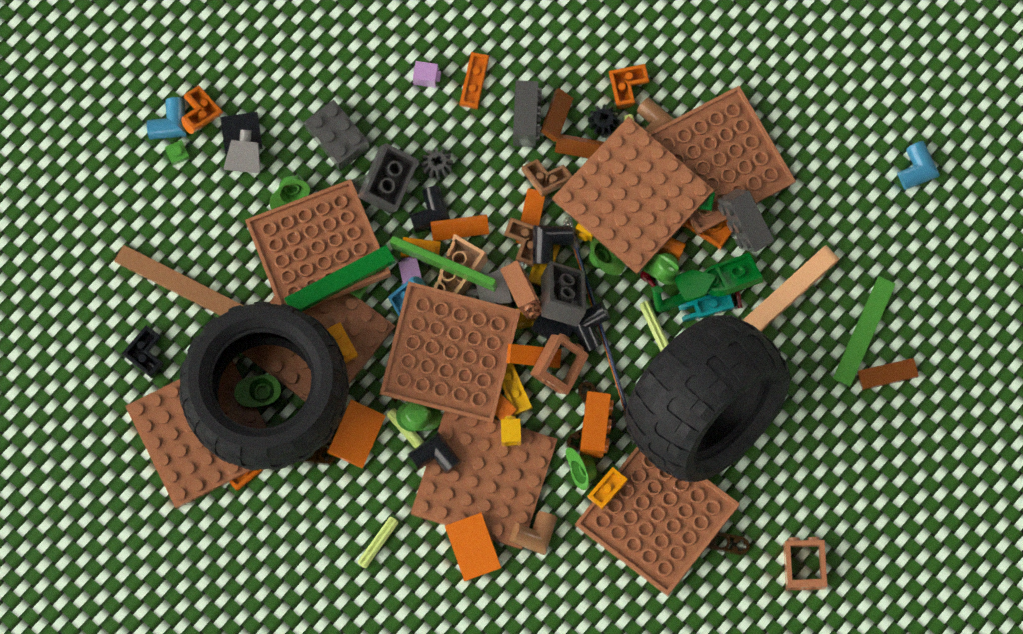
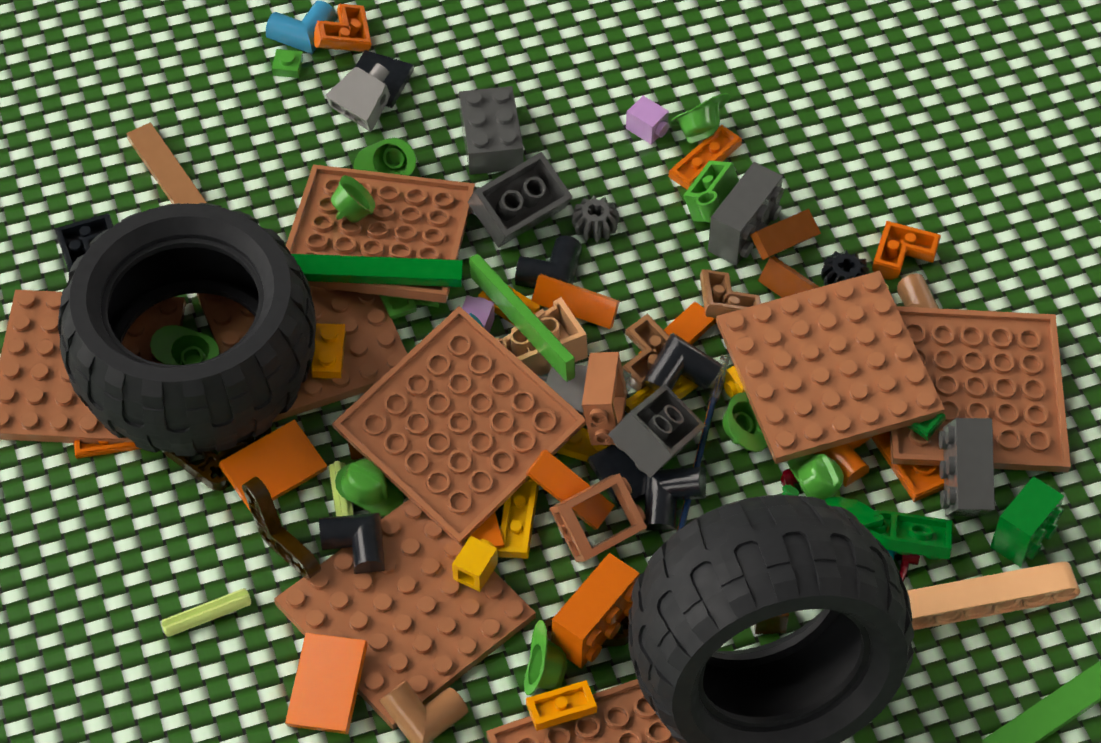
camera: 30 degrees right, 20 degrees down
(293, 238) = (352, 200): none -> bright green piece
(380, 472) = (274, 534): none -> dark brown beam
(460, 60) = (702, 120): none -> bright green piece
(497, 108) = (710, 189): none -> bright green hinge
(792, 233) = (1028, 522): none -> green brick

